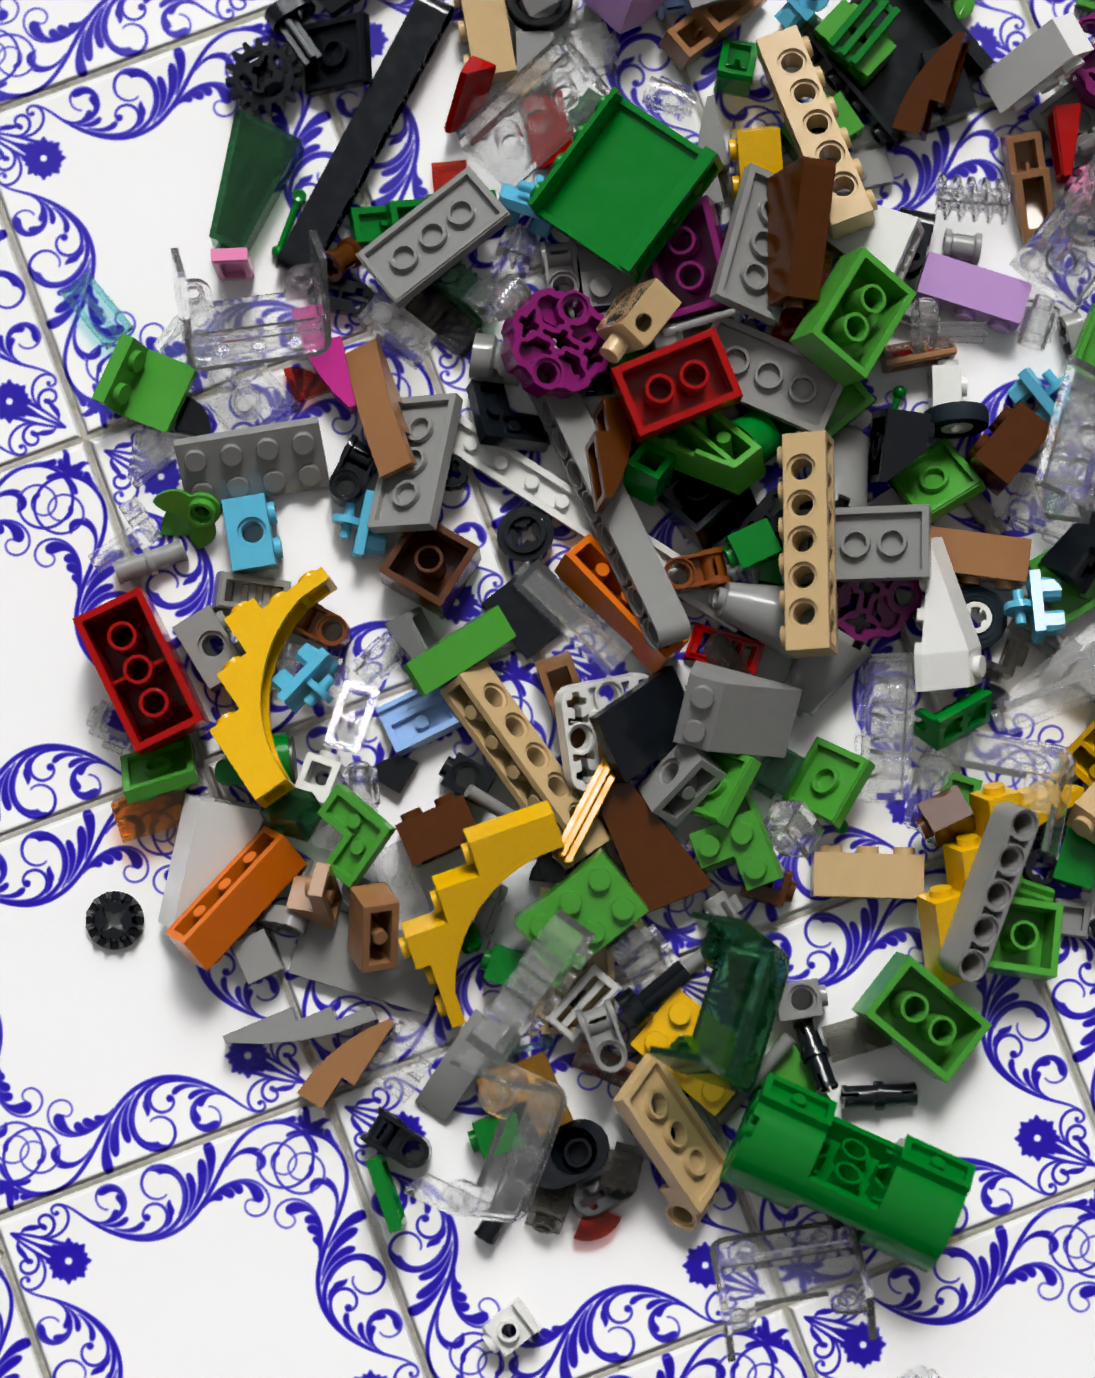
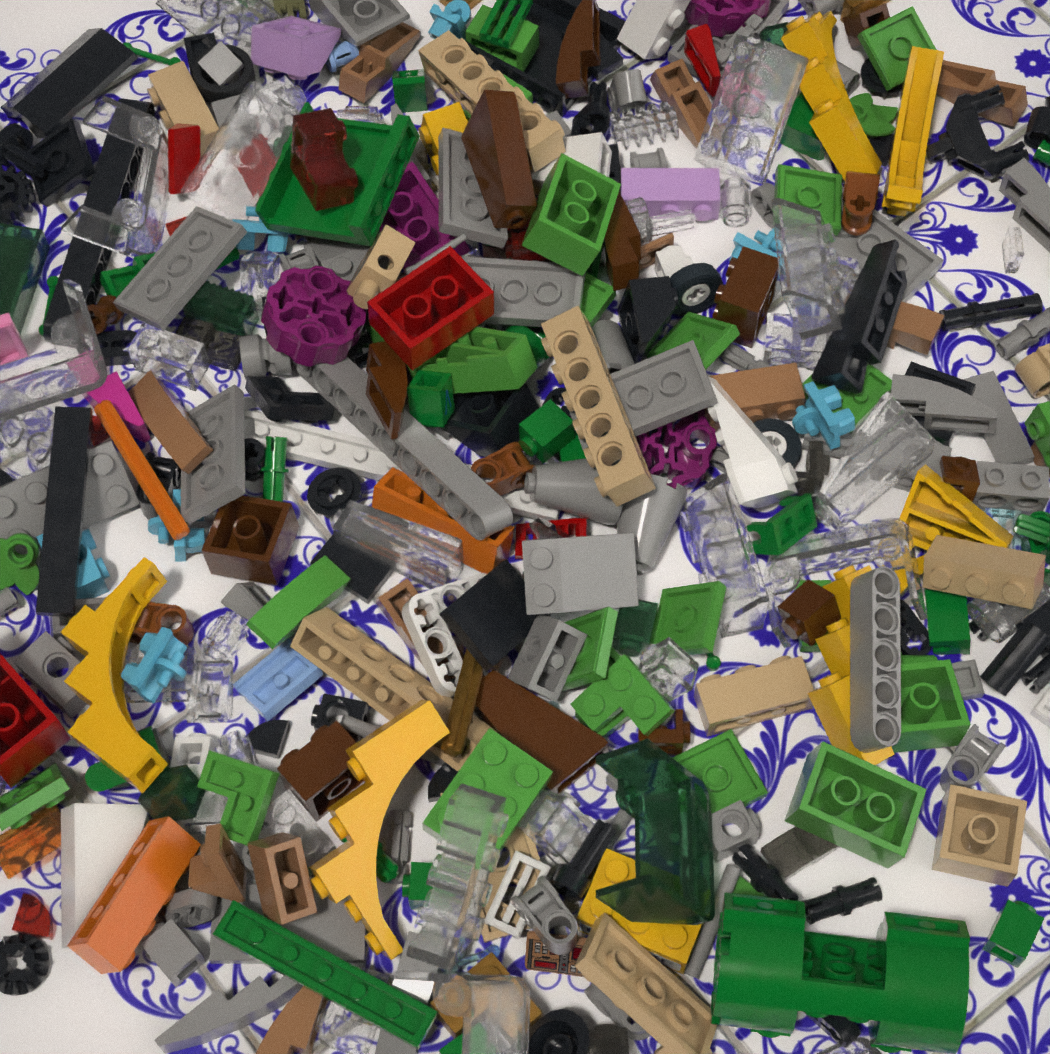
camera: 15 degrees left, 20 degrees down
(137, 881) = (33, 918): none -> clear red tile
(255, 487) = (64, 512): none -> black tile
(340, 460) = (142, 470): none -> orange axle
(388, 1025) = (326, 974): none -> green tile
(403, 169) = (138, 222): none -> clear windscreen
(472, 494) = (274, 468): none -> green axle
(497, 299) = (248, 292): clear leg -> none
(609, 173) = (320, 160): none -> clear red brick
(809, 938) = (724, 771): none -> bright green tile
(896, 358) = (622, 246): none -> reddish brown slope
(924, 169) = (593, 113): none -> black piece
(966, 158) = (626, 91): none -> light grey piece
(1024, 1173) = (1013, 932): none -> green brick
(1026, 1078) = (979, 835): none -> tan brick
(1054, 1000) = (972, 757): none -> light grey piece

